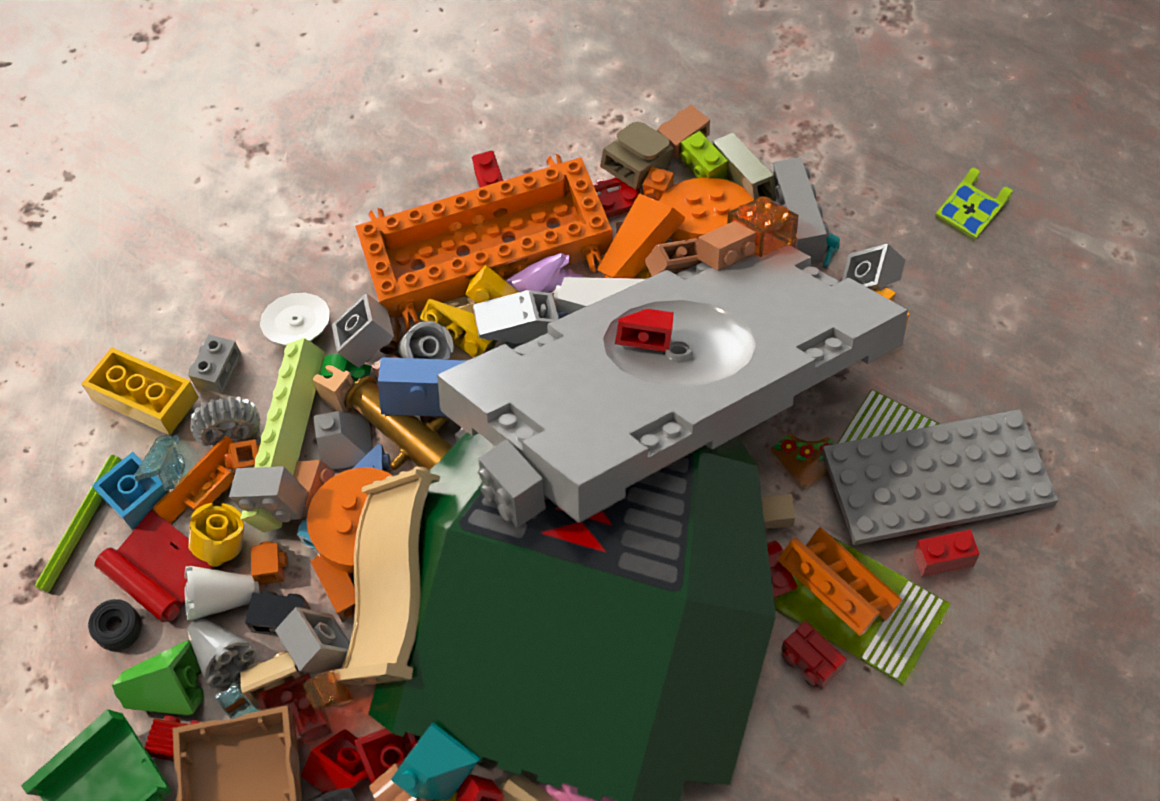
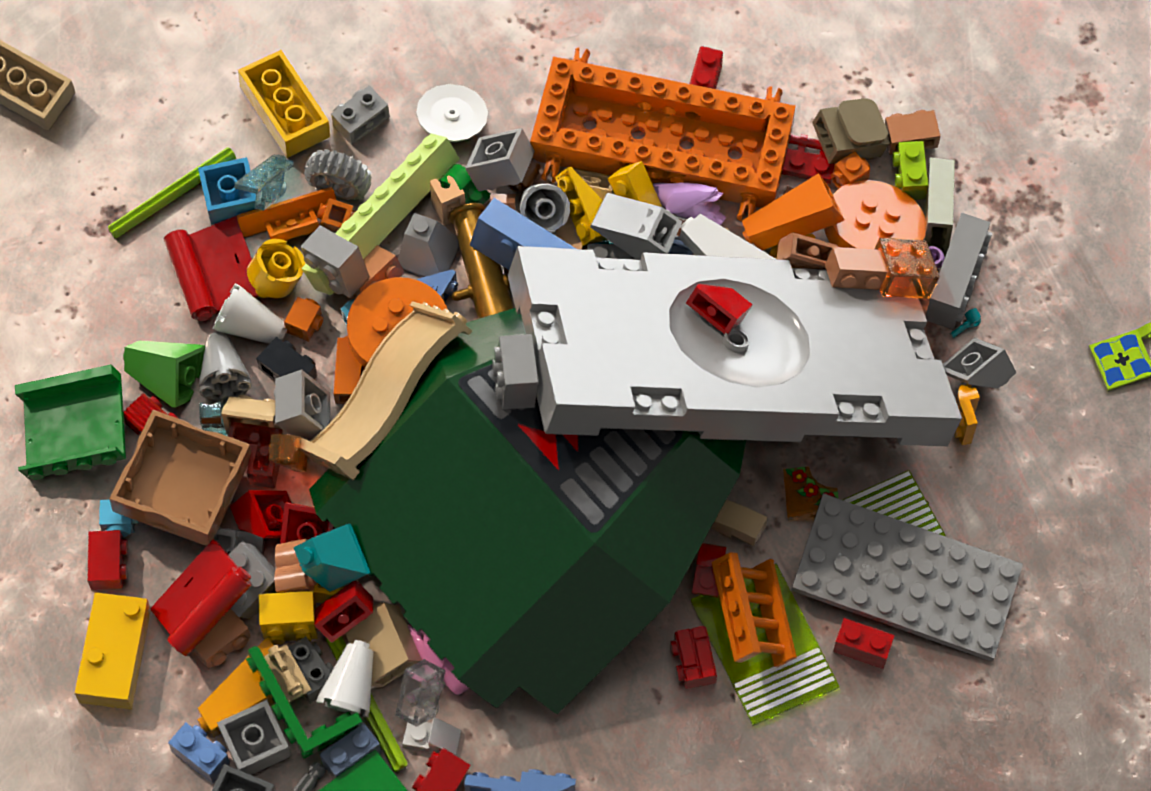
camera: 25 degrees right, 5 degrees up
(107, 612) = (153, 284): black tyre -> none

